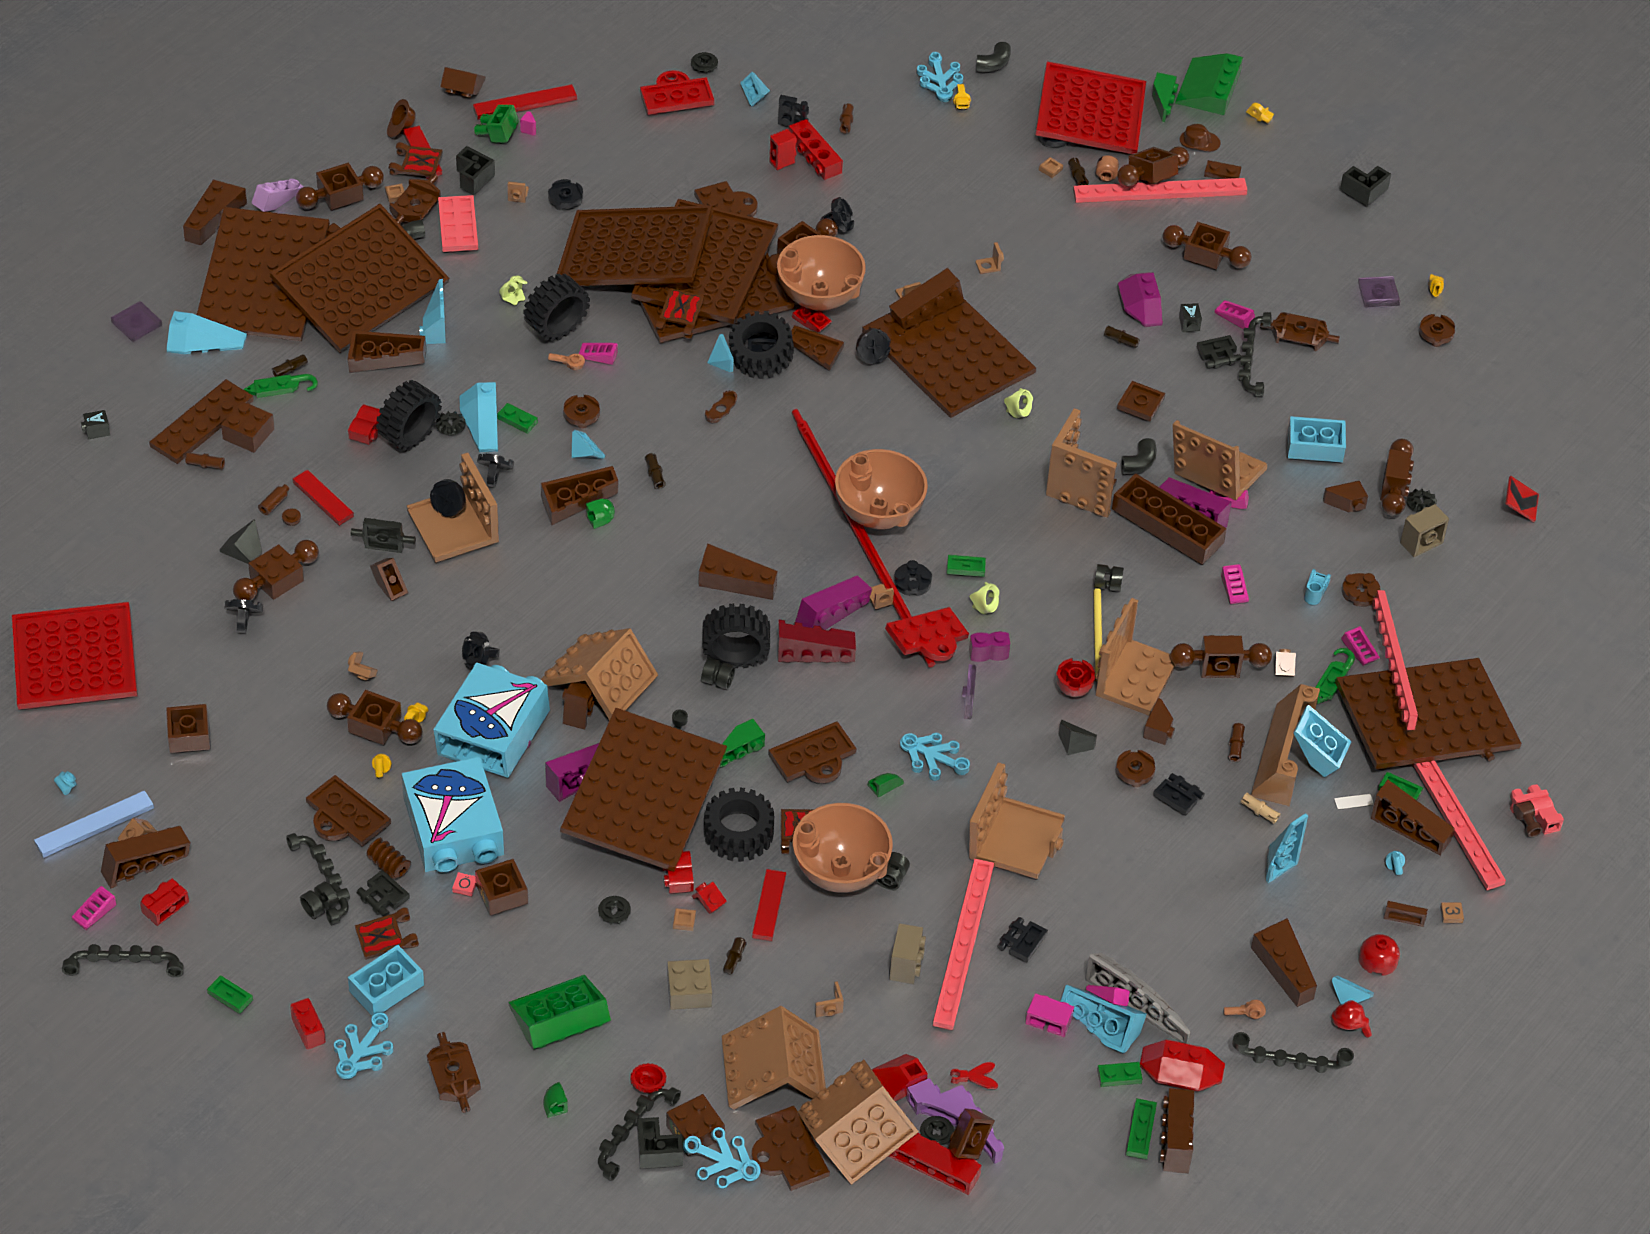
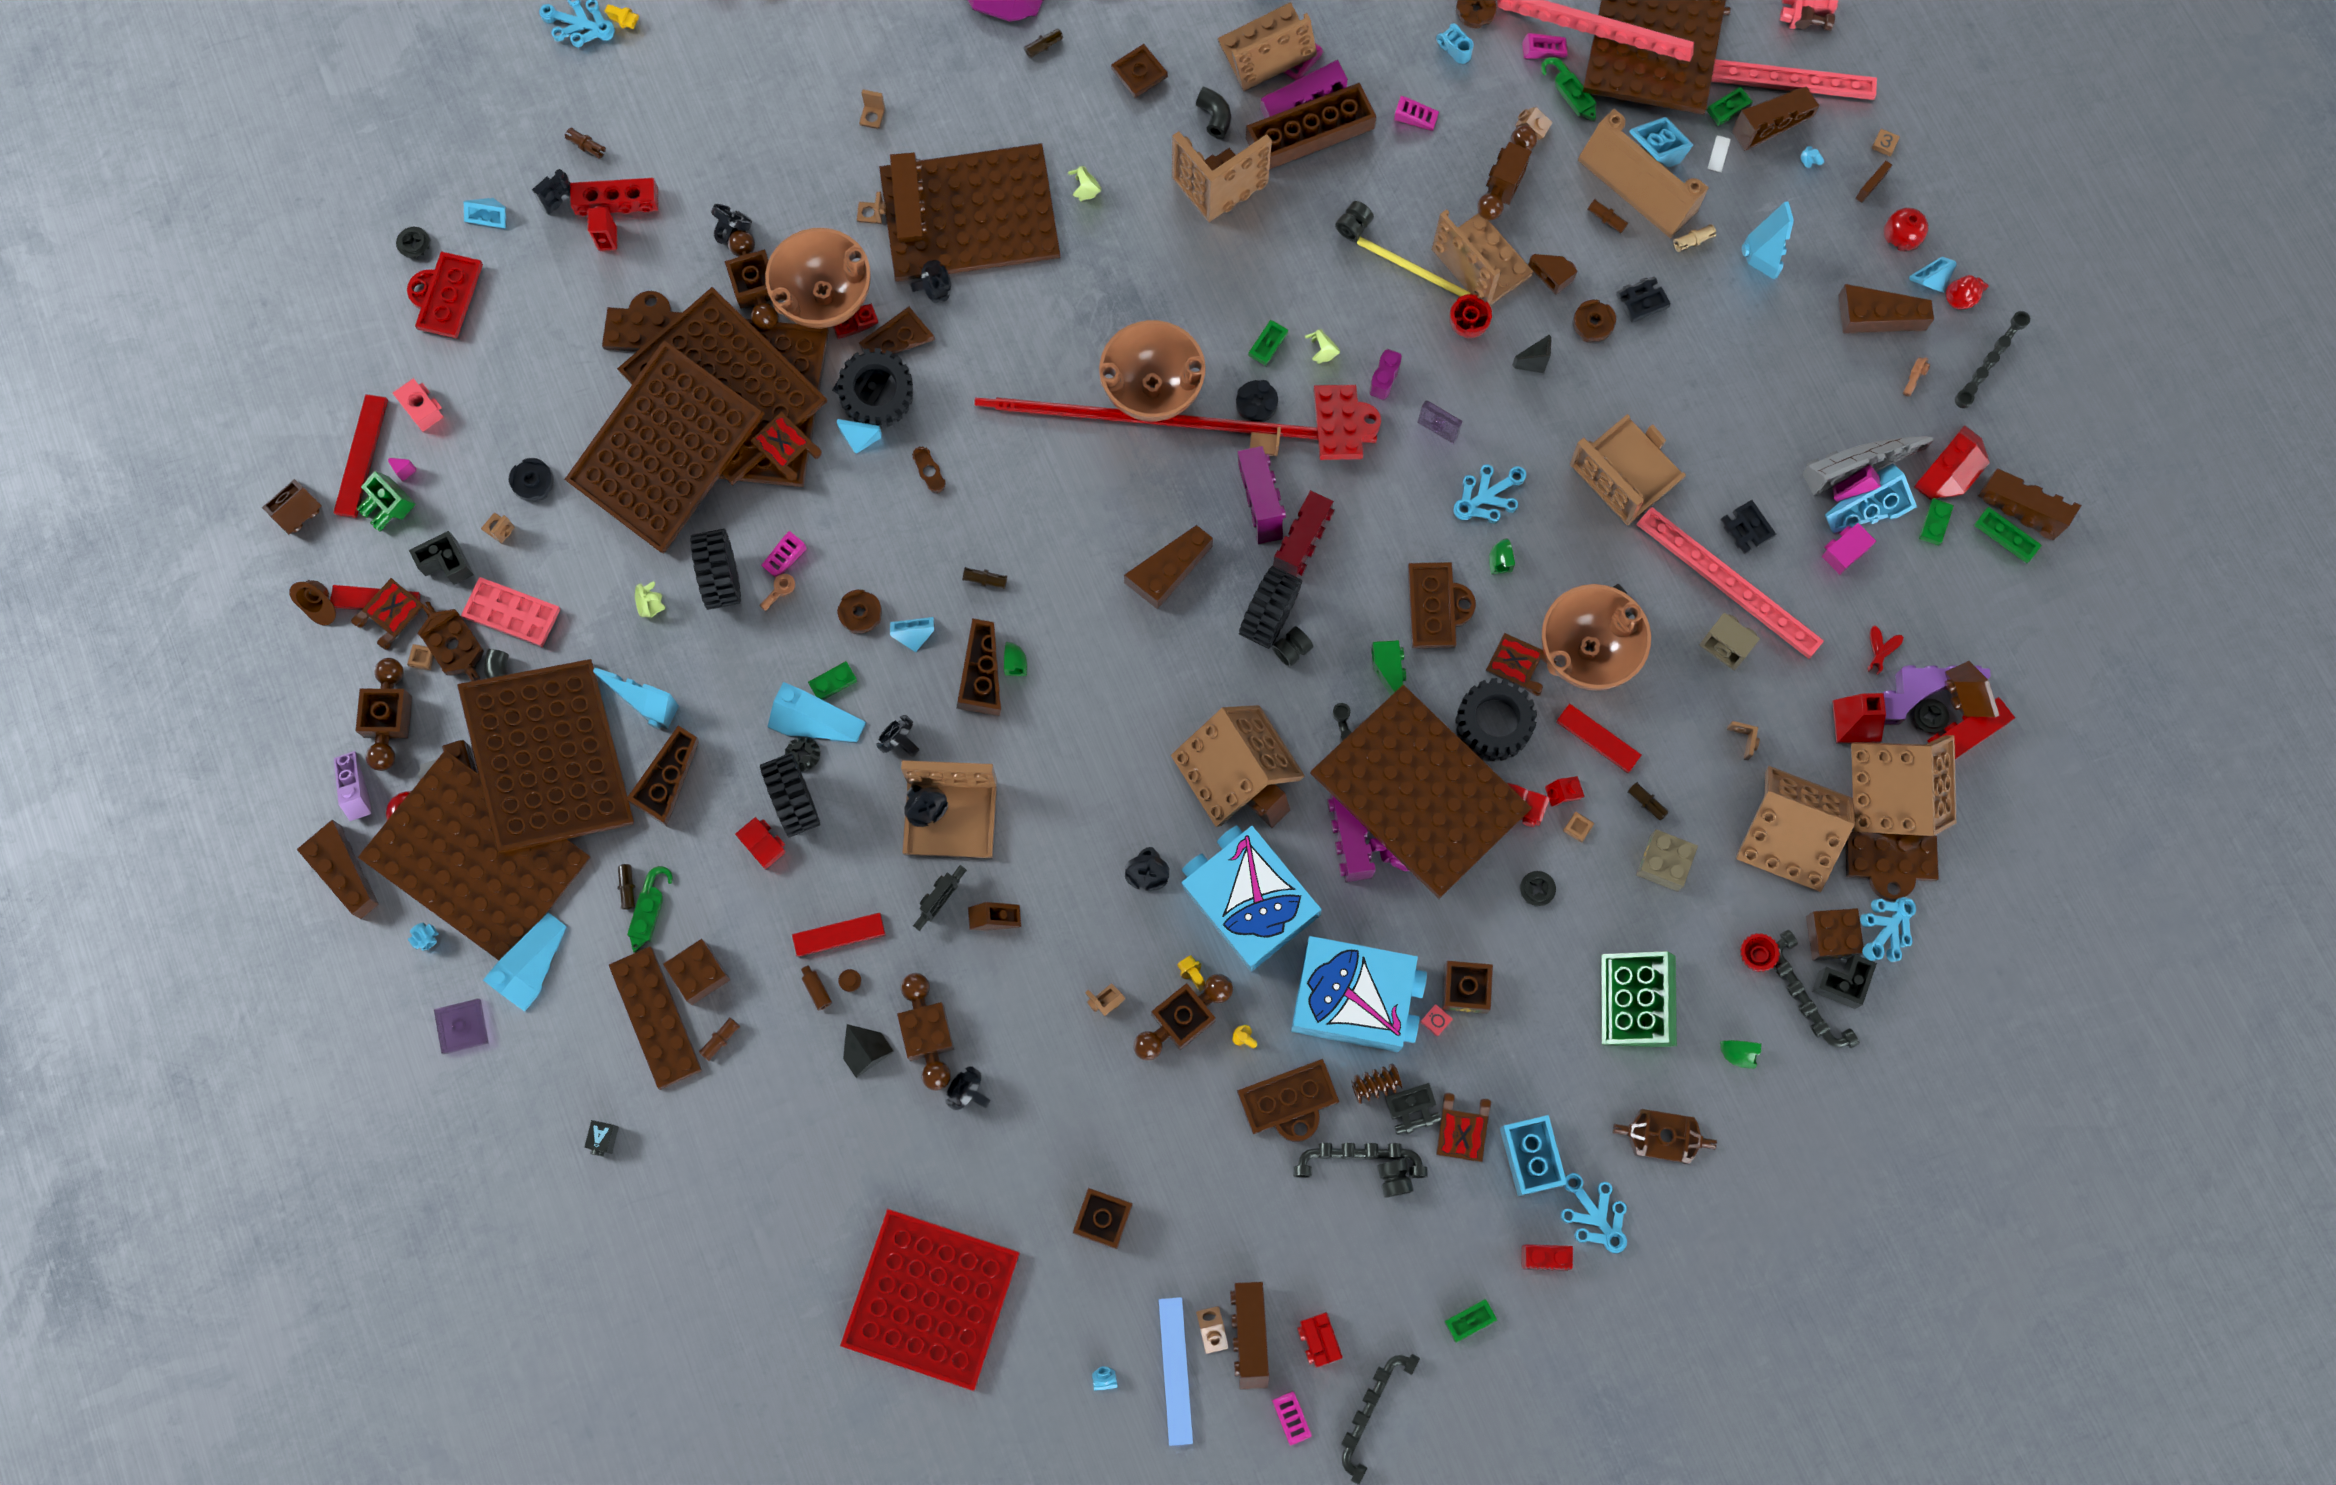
camera: 60 degrees left, 25 degrees up
(189, 272) = (423, 936): none -> medium azure gear
(582, 113) = (410, 395): none -> coral brick

